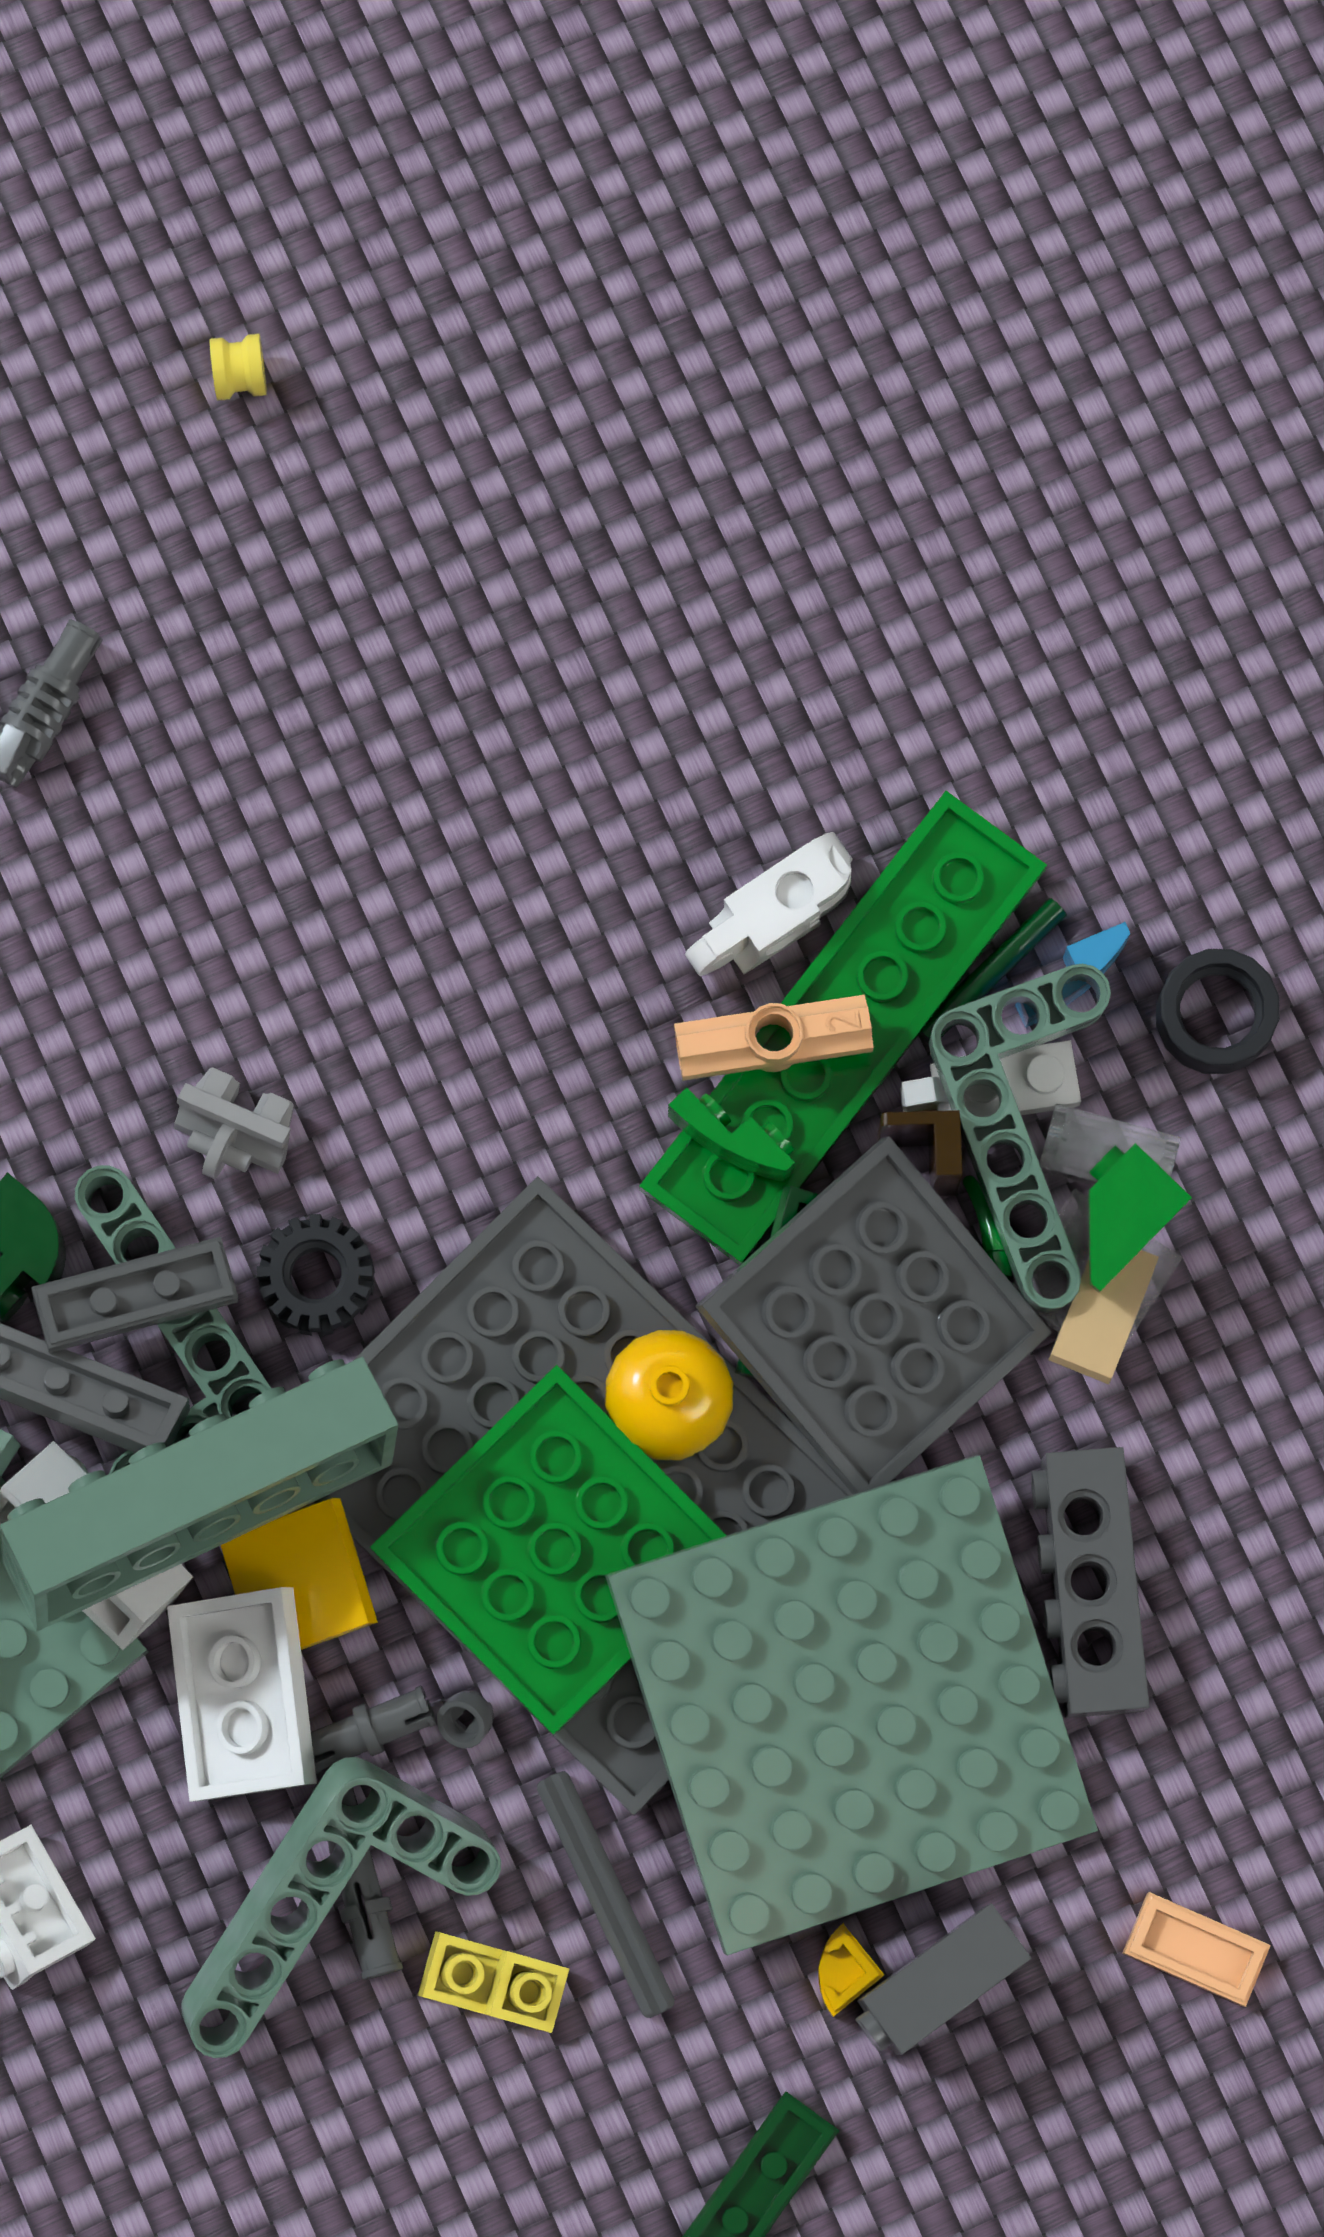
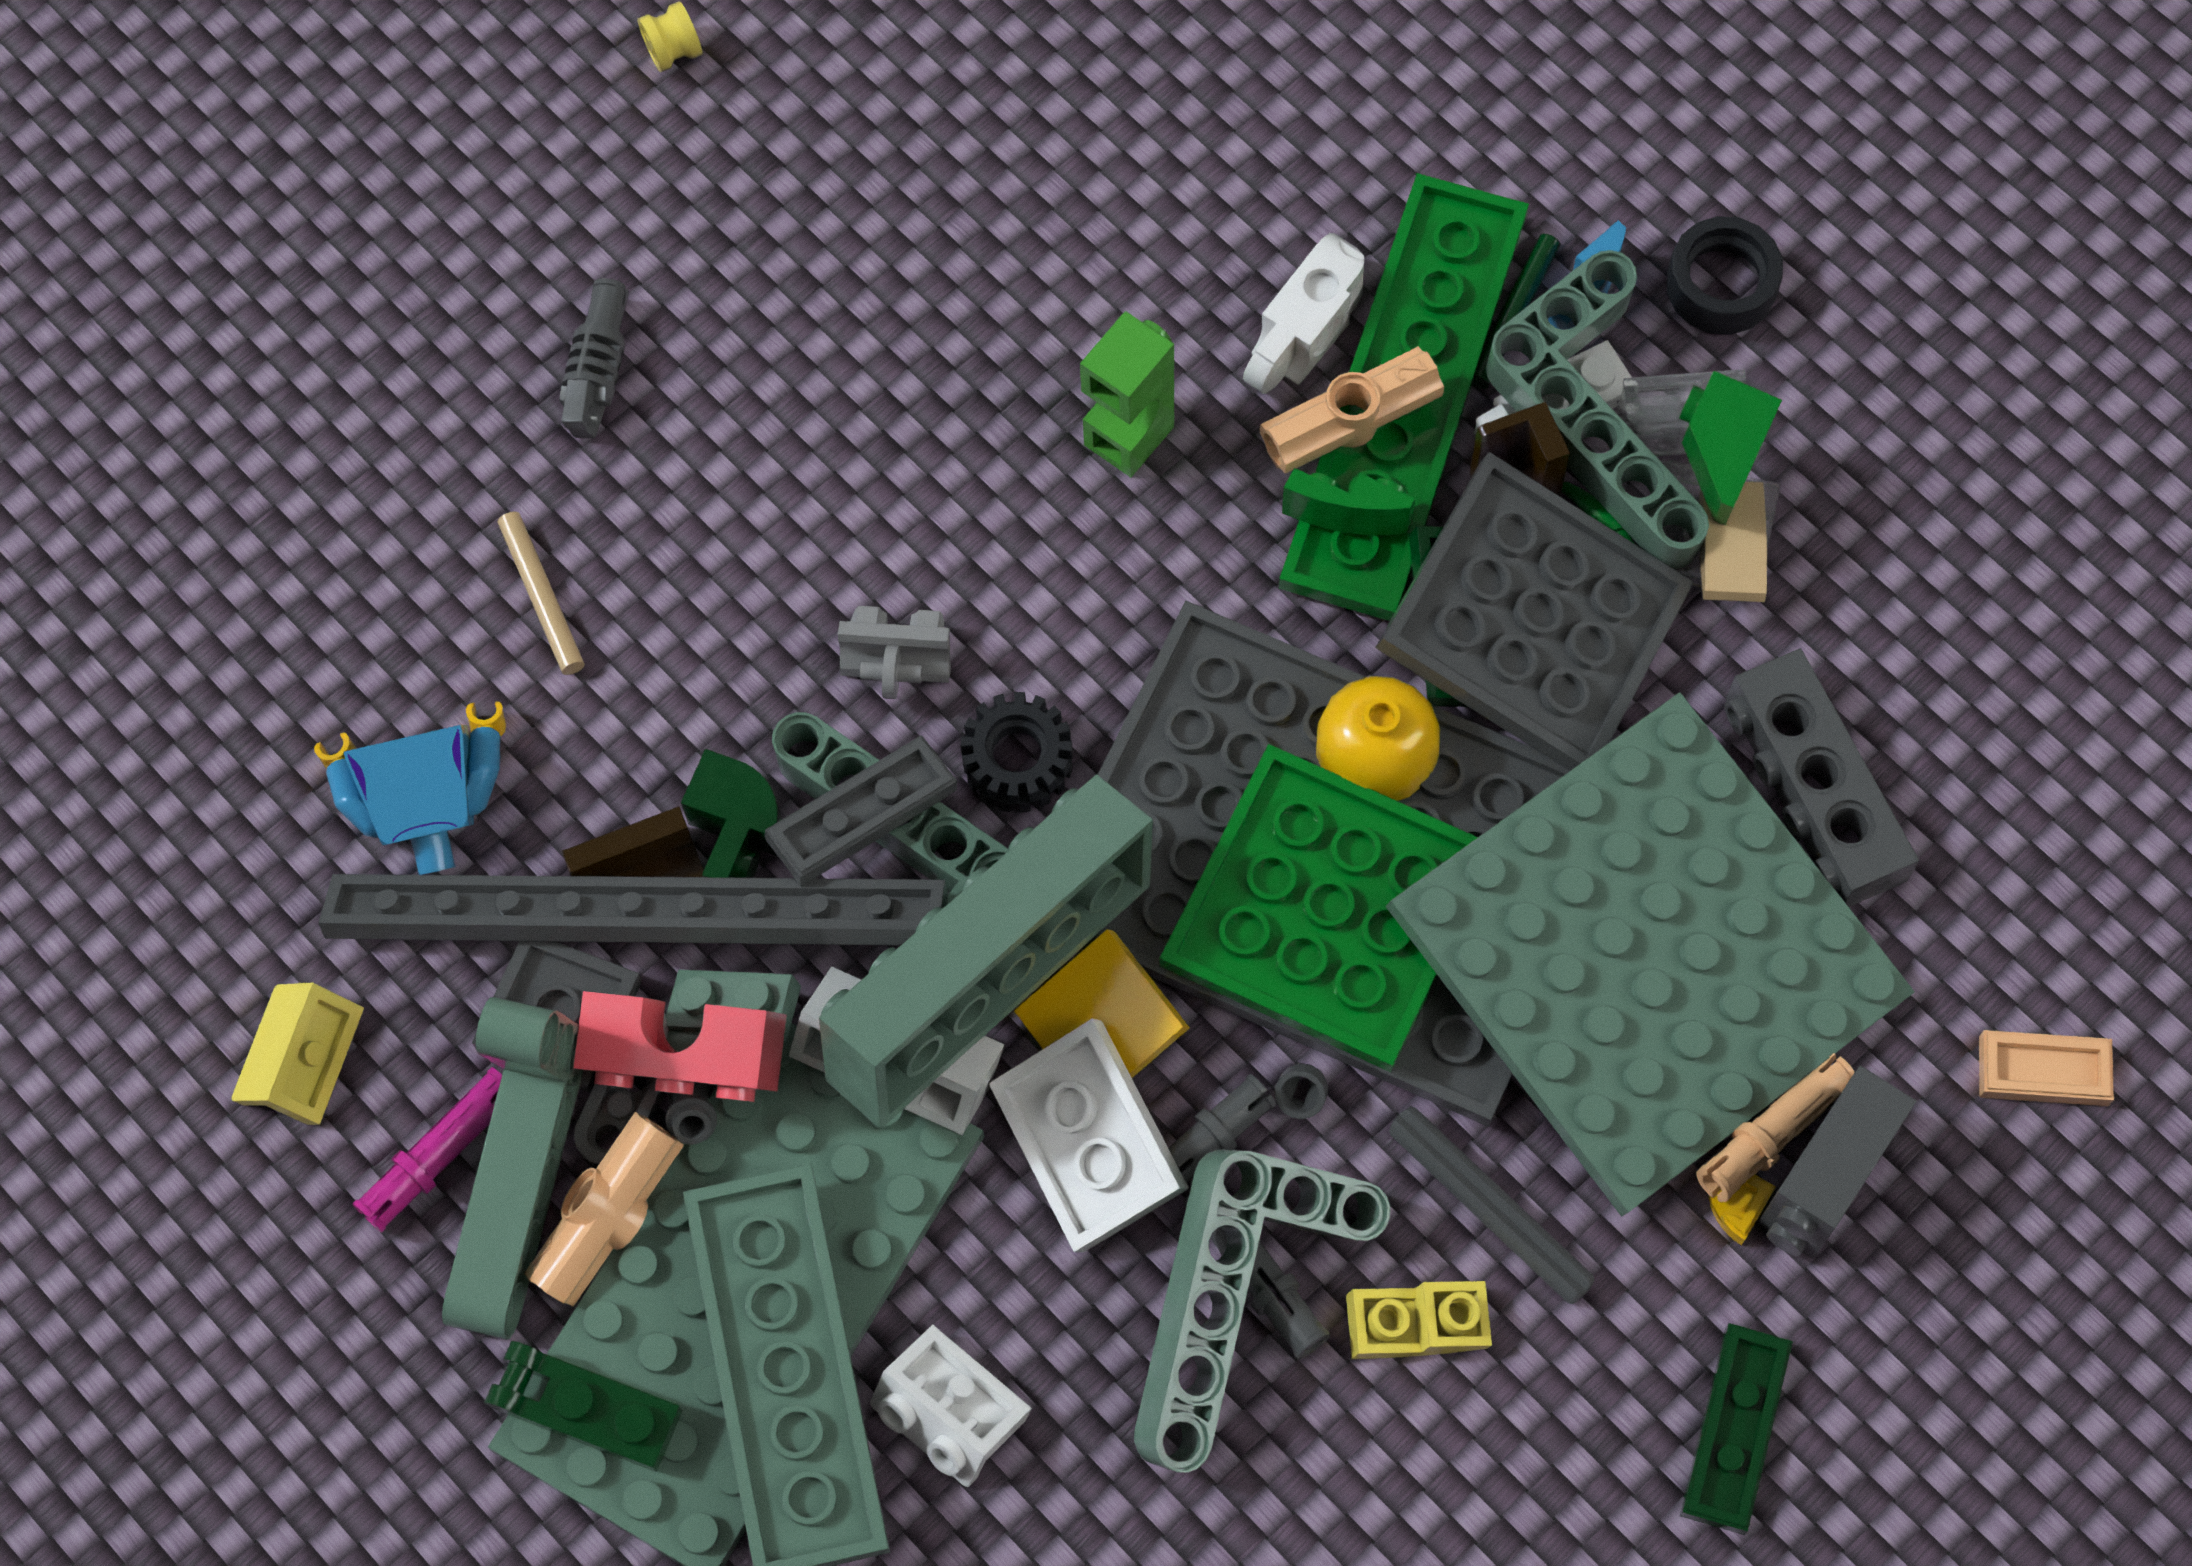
camera: 15 degrees left, 10 degrees down
(553, 946) = (1134, 392): none -> bright green arch
(894, 1924) = (1759, 1142): none -> light nougat pin

